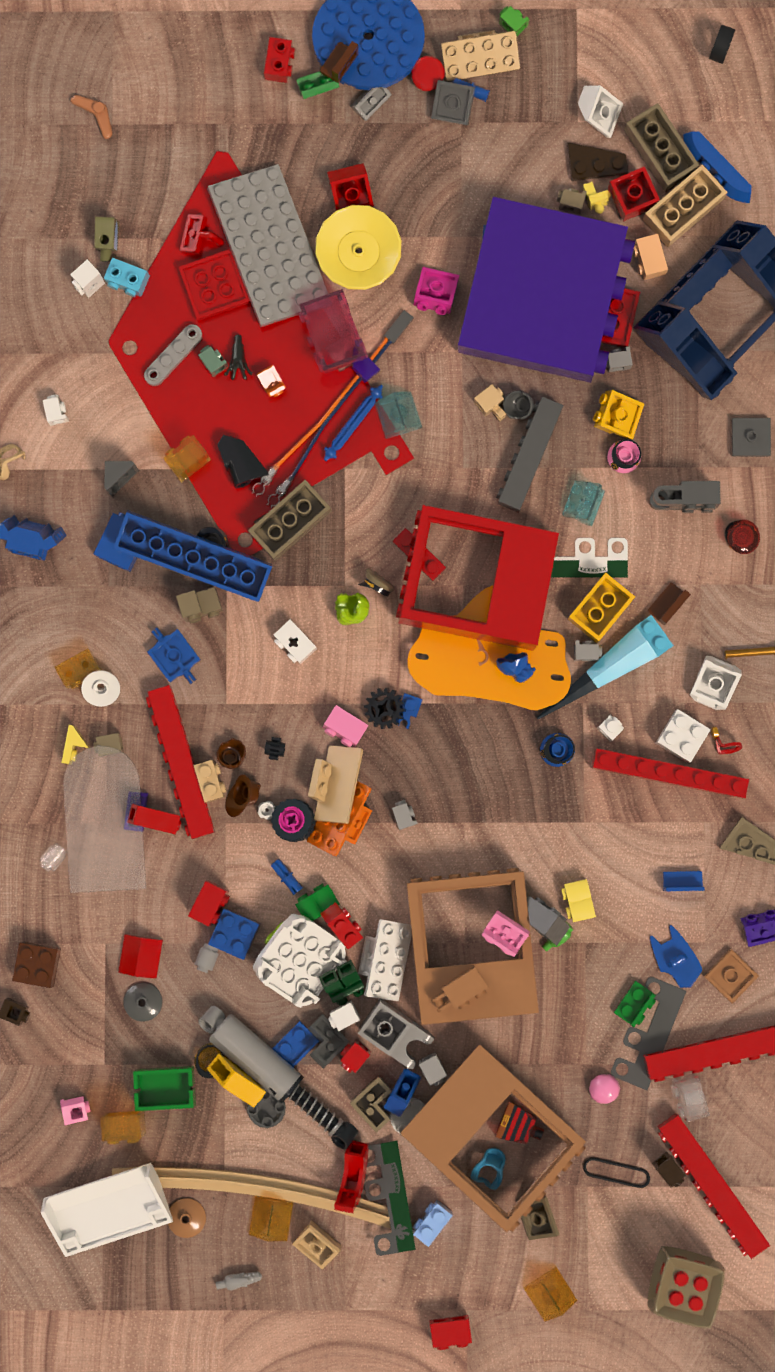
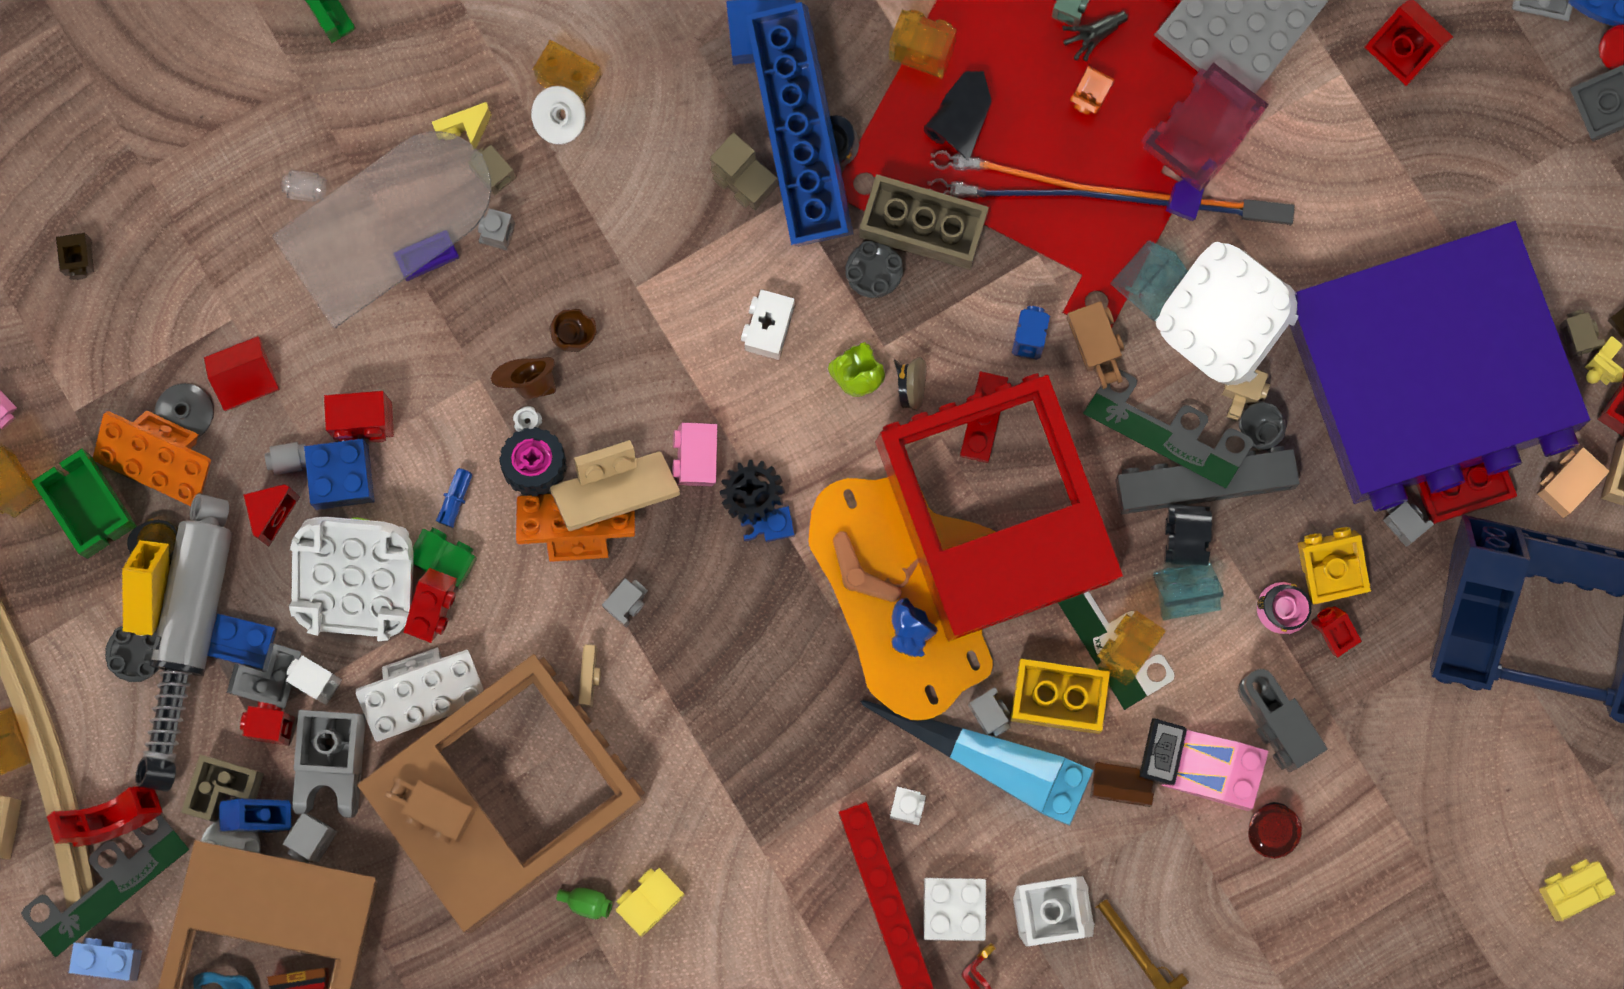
camera: 55 degrees right, 5 degrees down
(36, 964) = (152, 247): reddish brown brick -> none
(145, 763) = (496, 229): none -> light grey brick
(154, 819) = (428, 282): red brick -> none
(159, 1032) = (153, 454): none -> orange bracket
(174, 655) = (657, 182): blue plate -> none
(181, 762) = (523, 273): red brick -> none
(209, 781) = (520, 323): tan brick -> none
(232, 986) = (269, 510): none -> red slope
(275, 748) = (613, 381): black gear -> none
(298, 564) = (874, 269): none -> dark grey dish
(340, 989) = (355, 652): dark green hips -> none
(353, 422) = (1104, 228): blue wheel -> none
(354, 229) = (1343, 68): light yellow dish -> none
(389, 499) = (1031, 333): none -> blue brick
(415, 466) = (1097, 341): none -> medium nougat brick
(434, 860) = (589, 676): none -> tan plate
(436, 291) = (1345, 230): dark pink plate -> none
(446, 385) = (1227, 314): none -> white plate
(470, 679) = (855, 578): none -> nougat piece
(494, 462) = (1169, 441): none -> piece
(505, 933) = (541, 822): bright pink bracket -> none
(546, 920) = (594, 870): dark grey slope -> none
(555, 482) = (1188, 535): none -> black brick
(557, 749) = (835, 753): blue piece -> none
(598, 553) = (1131, 648): none -> clear yellow brick
(654, 435) = (1336, 630): none -> red bracket
(664, 570) = (1163, 752): none -> slope
(690, 548) = (1220, 770): none -> bright pink slope
(751, 437) = (1417, 762): dark grey plate -> none

